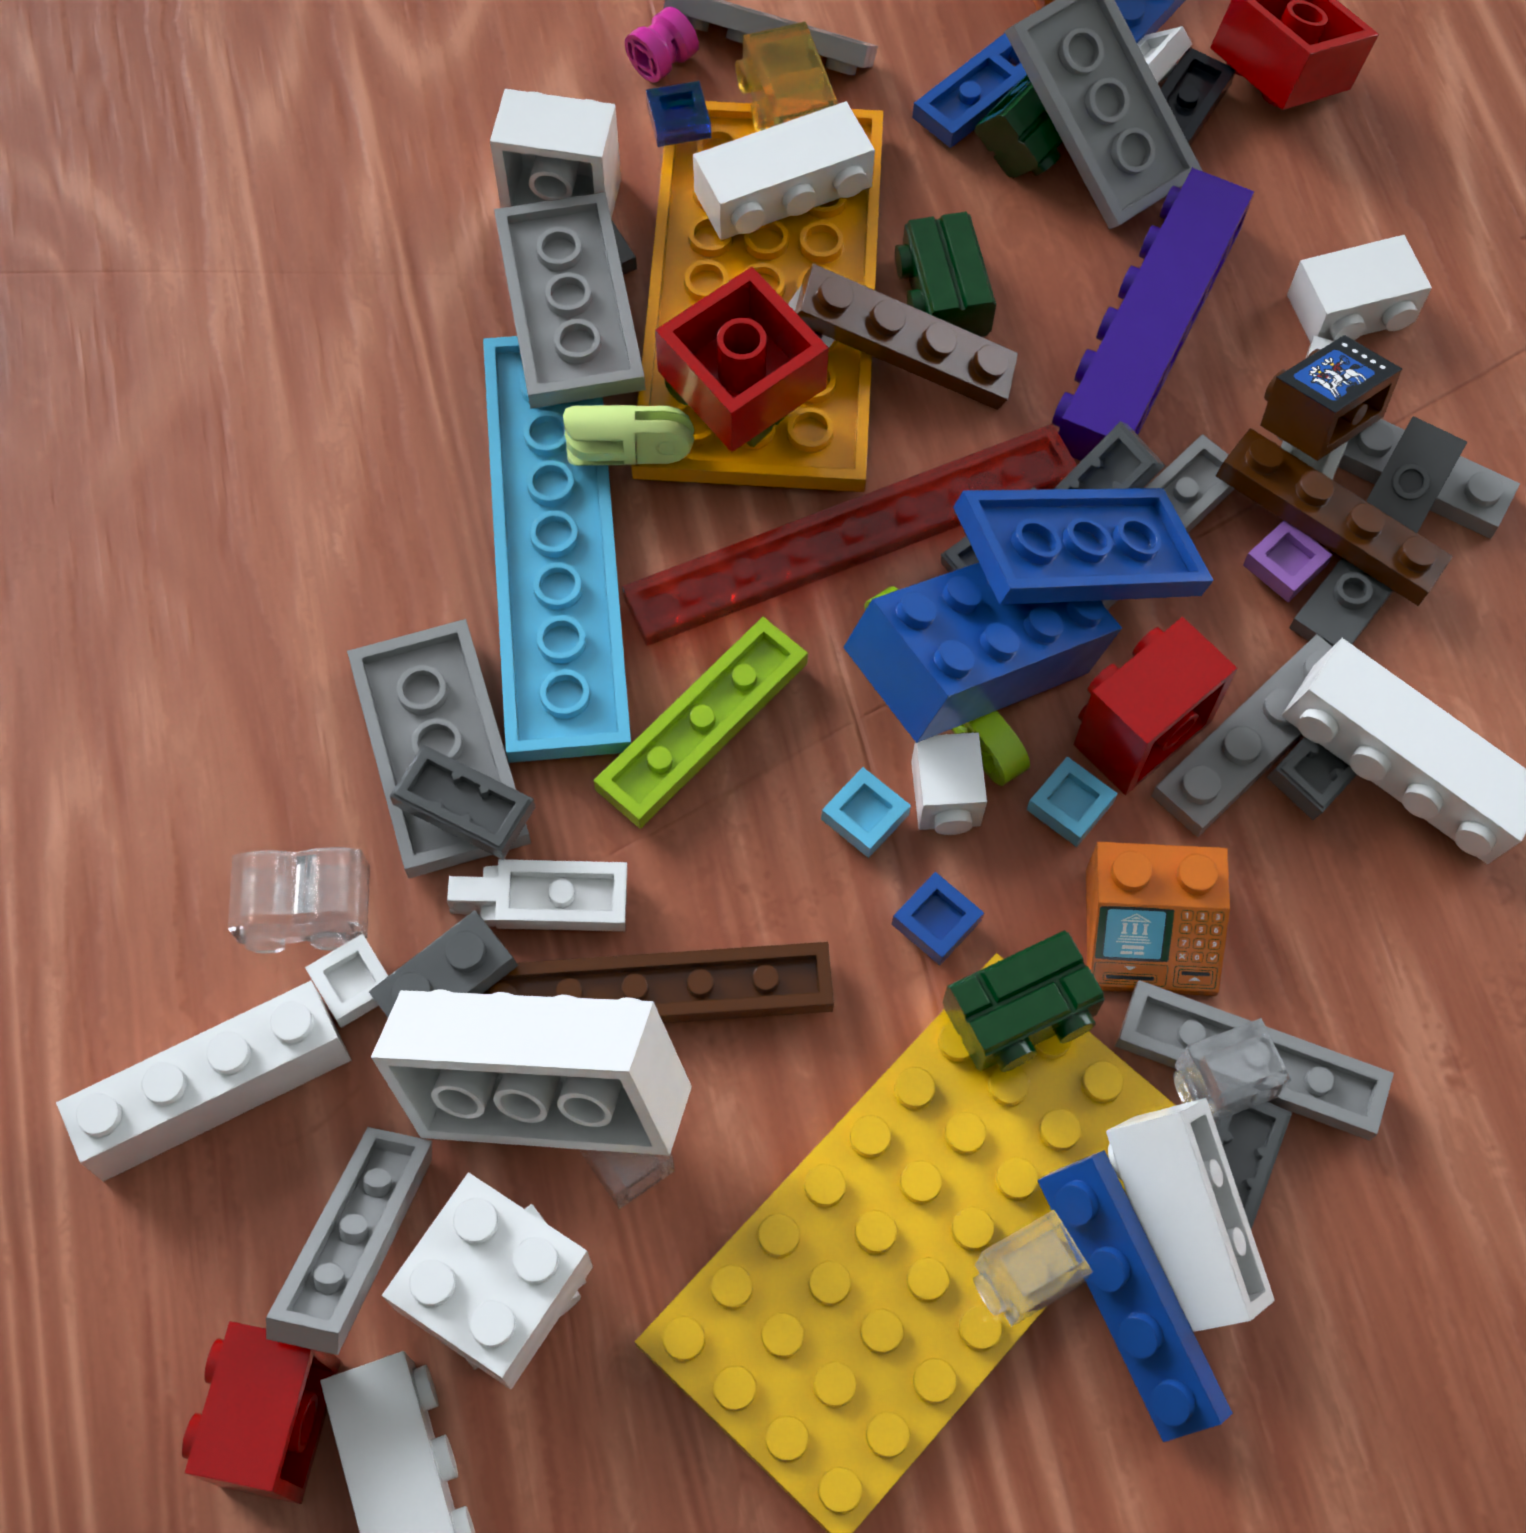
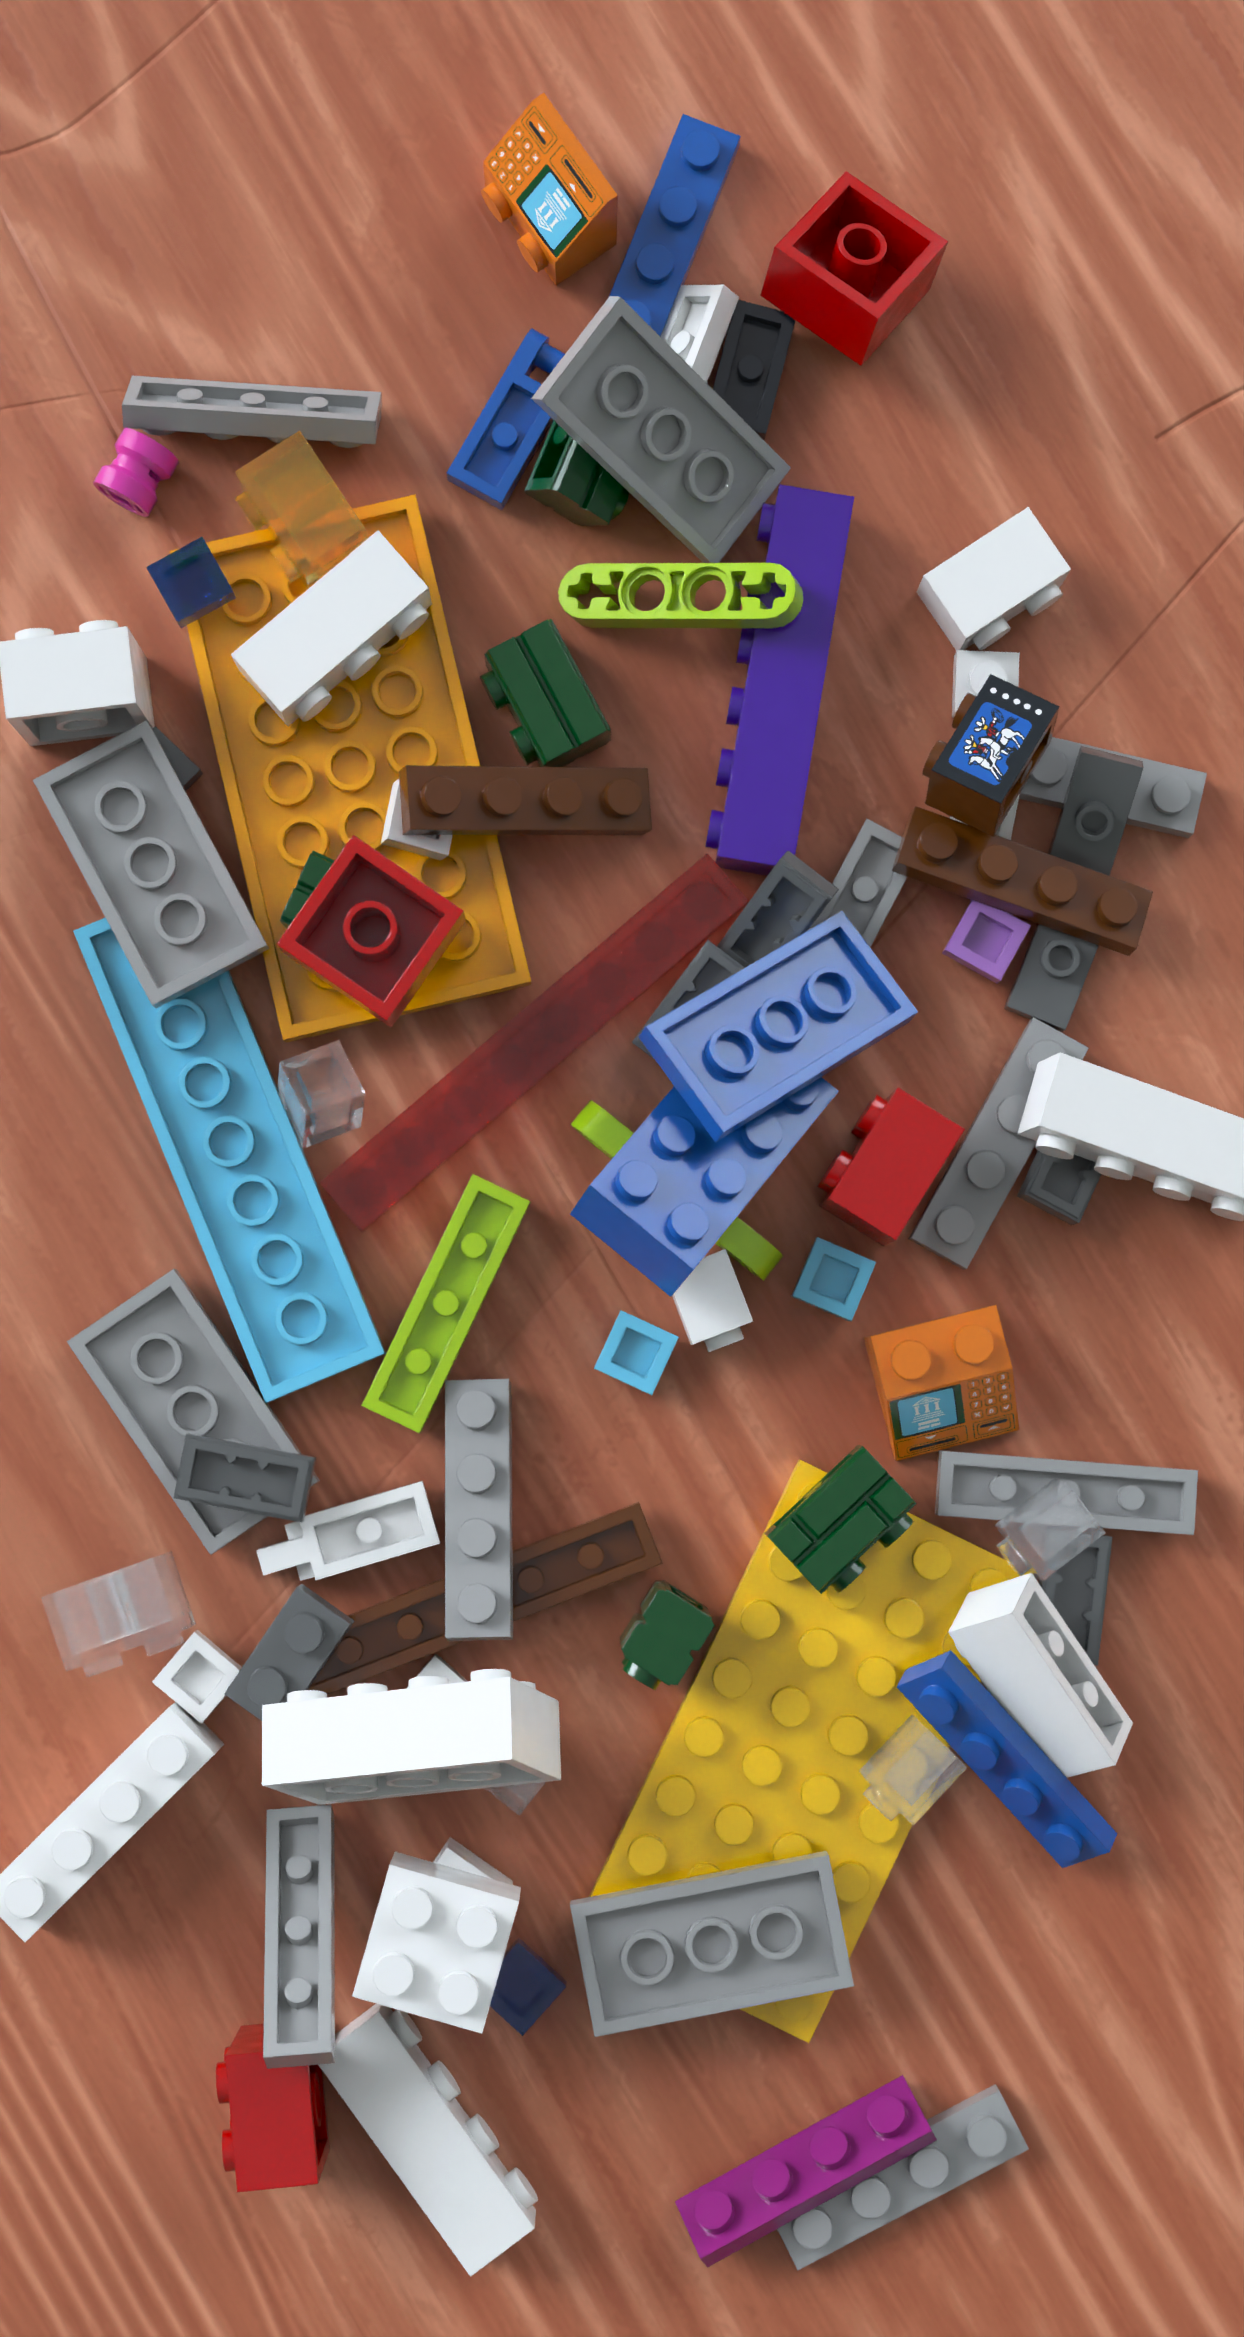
camera: 25 degrees left, 20 degrees up
(559, 1385) = (525, 1987): none -> clear blue plate
(626, 435) = (268, 1019): yellowish green arm -> none
(649, 511) = (321, 1094): none -> clear brick
(672, 899) = (478, 1510): none -> light grey plate
(771, 1388) = (711, 1943): none -> light grey plate
(817, 1059) = (662, 1637): none -> dark green brick
(937, 918) = (735, 1442): blue plate -> none
(1150, 230) = (680, 586): none -> lime beam

